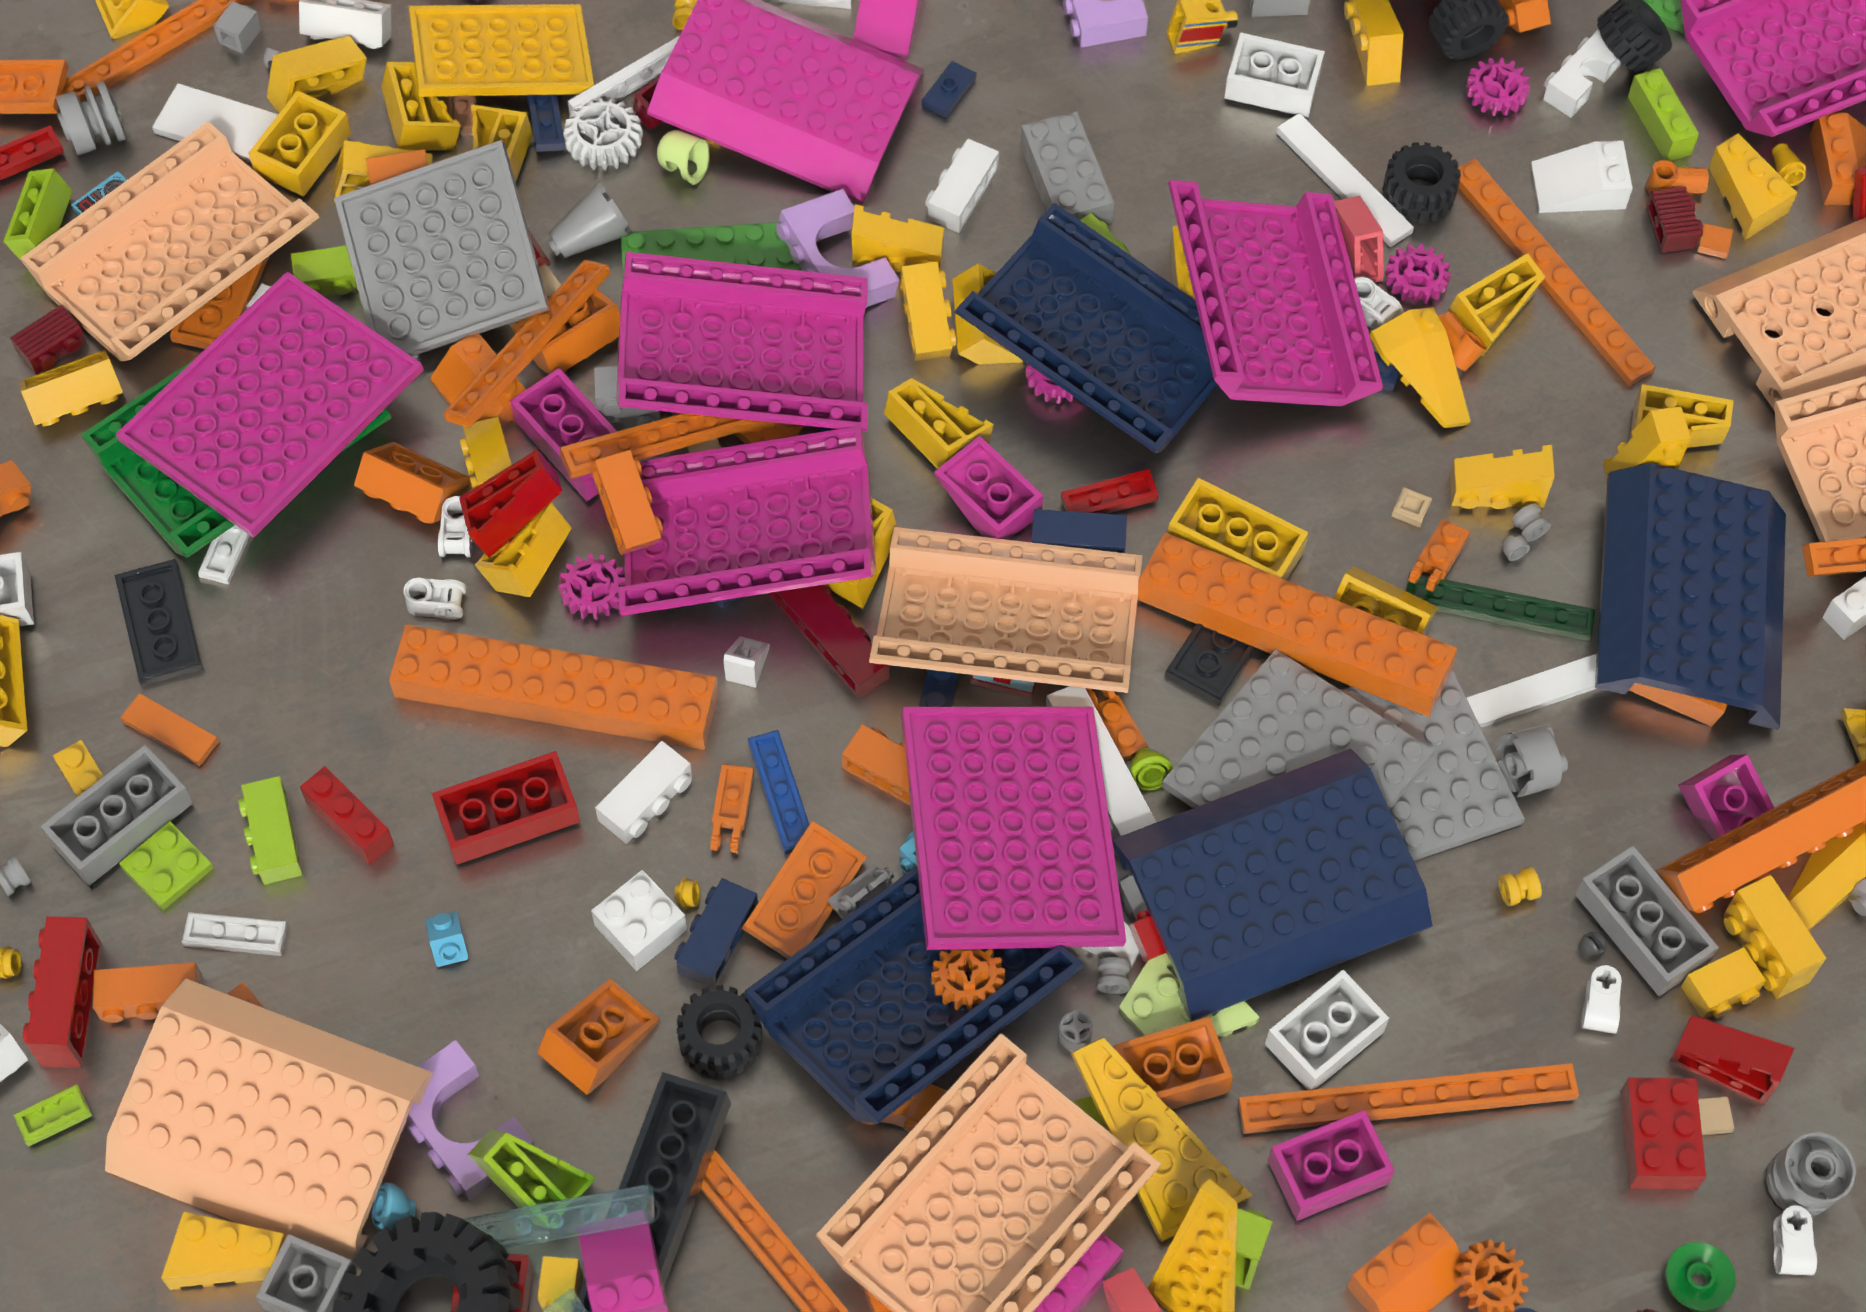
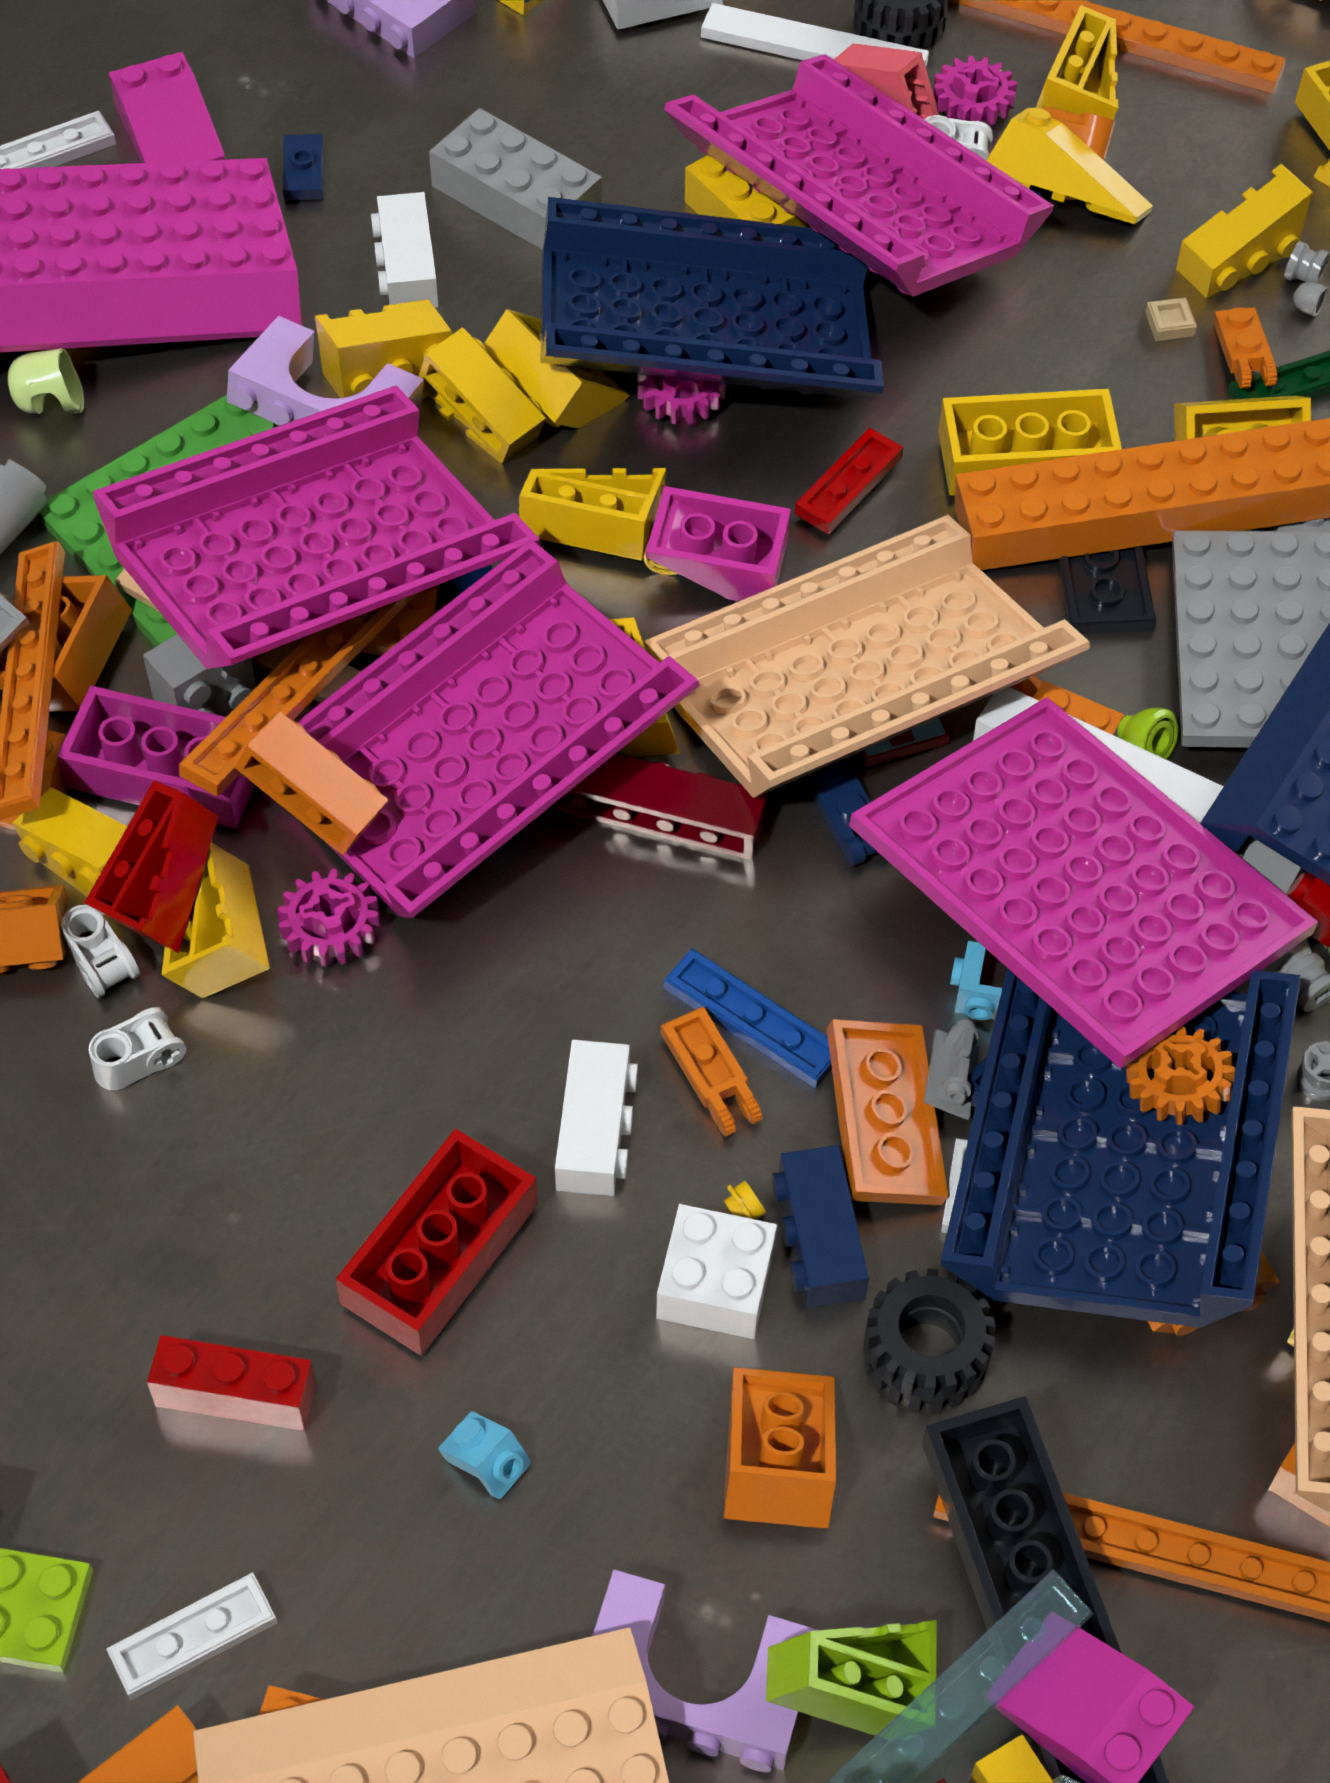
camera: 35 degrees left, 5 degrees down
(270, 830) = (141, 1468): lime brick -> none
(554, 687) = (374, 1062): orange brick -> none
(745, 661) = (589, 894): white slope -> none
(878, 762) = (862, 910): orange brick -> none
(1080, 530) = (851, 529): dark blue brick -> none

